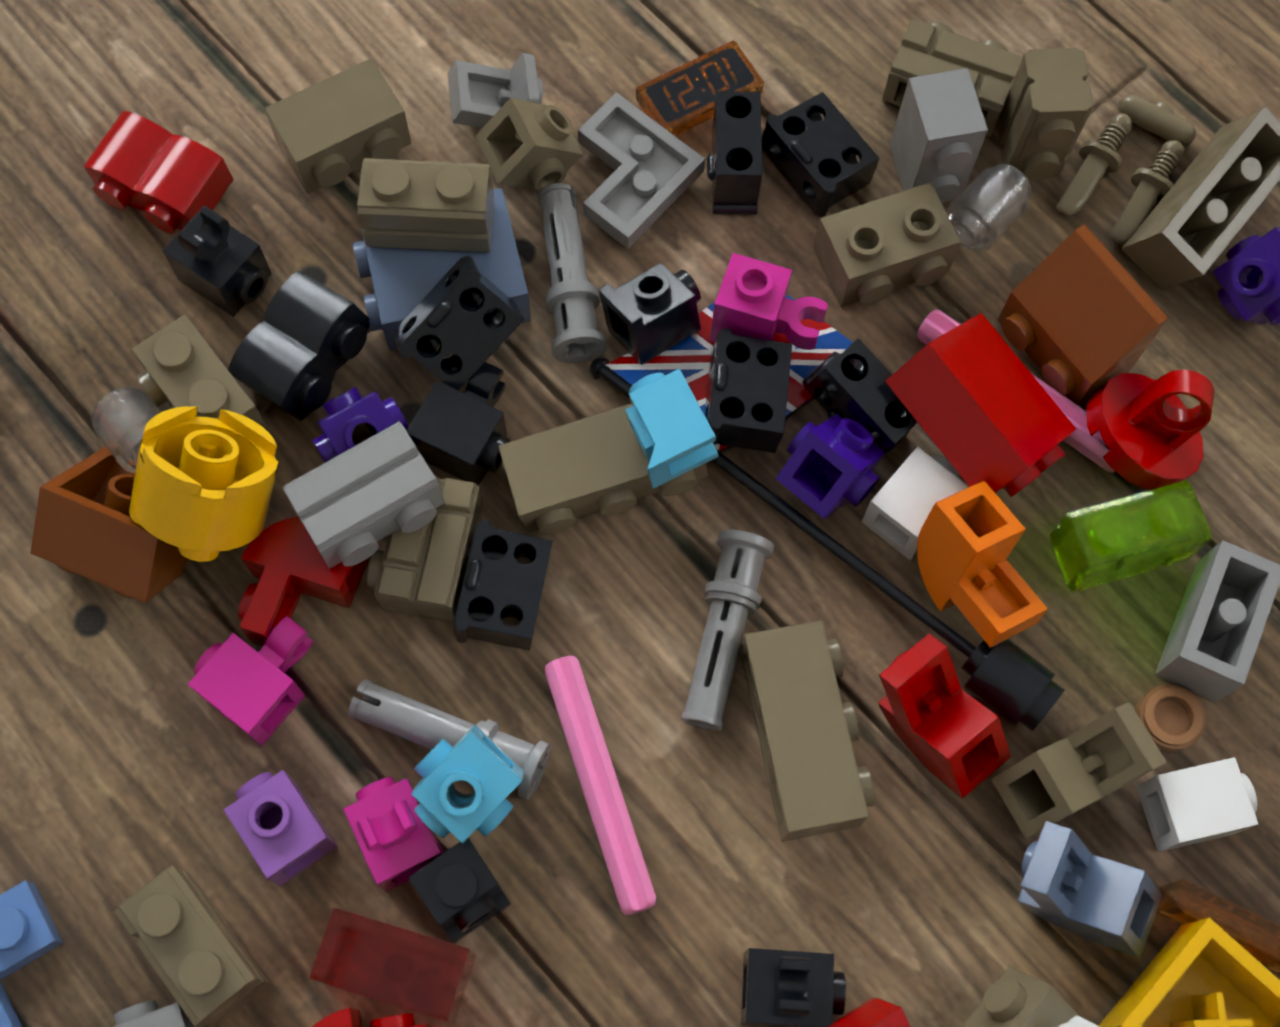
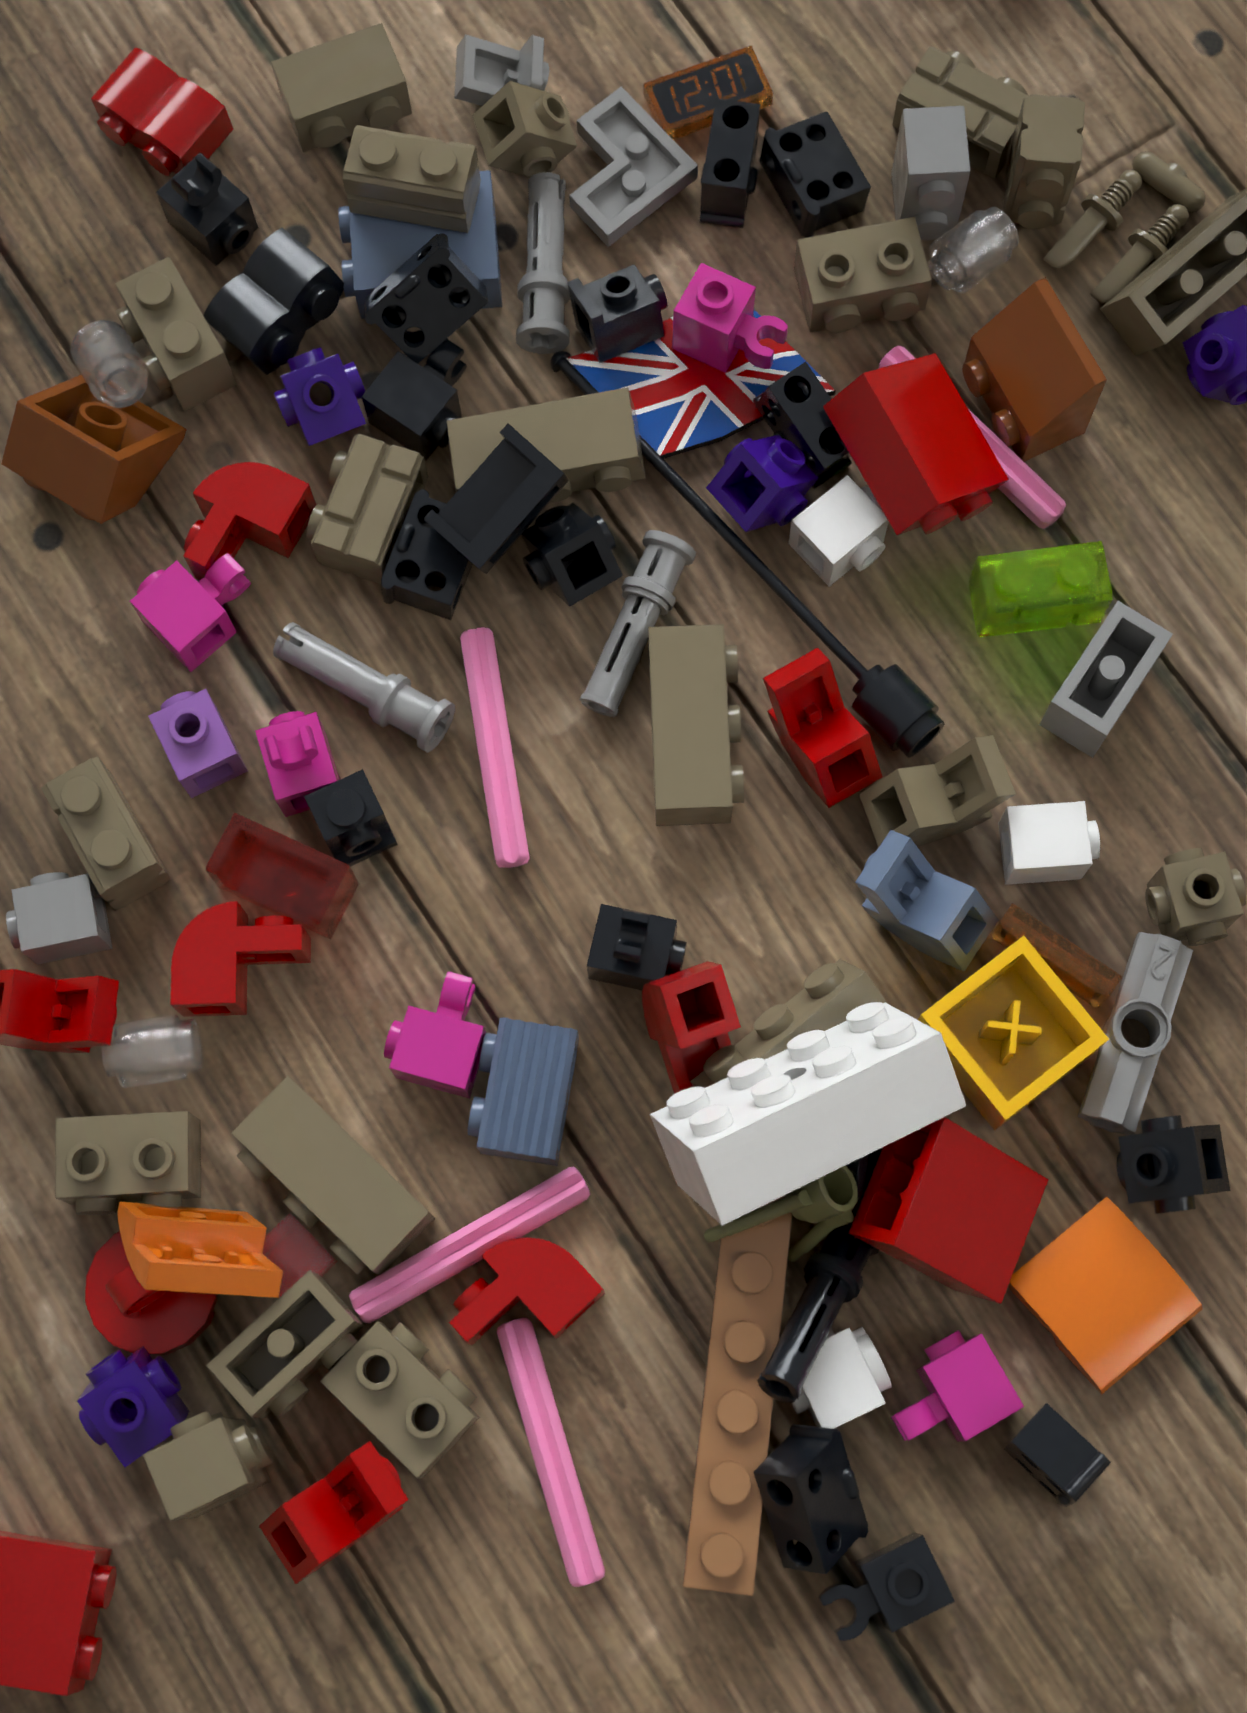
camera: 15 degrees right, 5 degrees up
(203, 481) = (167, 414): yellow brick -> none
(365, 496) = (314, 450): light grey brick -> none
(482, 765) = (390, 718): medium azure brick -> none
(567, 522) = (498, 500): none -> black panel
(648, 566) = (570, 553): none -> black brick
(669, 426) = (605, 422): medium azure window -> none
(748, 391) = (694, 402): black piece -> none
(966, 563) = (872, 589): orange brick -> none
(1150, 428) = (1083, 486): red tile -> none
(1172, 717) = (1044, 766): medium nougat tile -> none

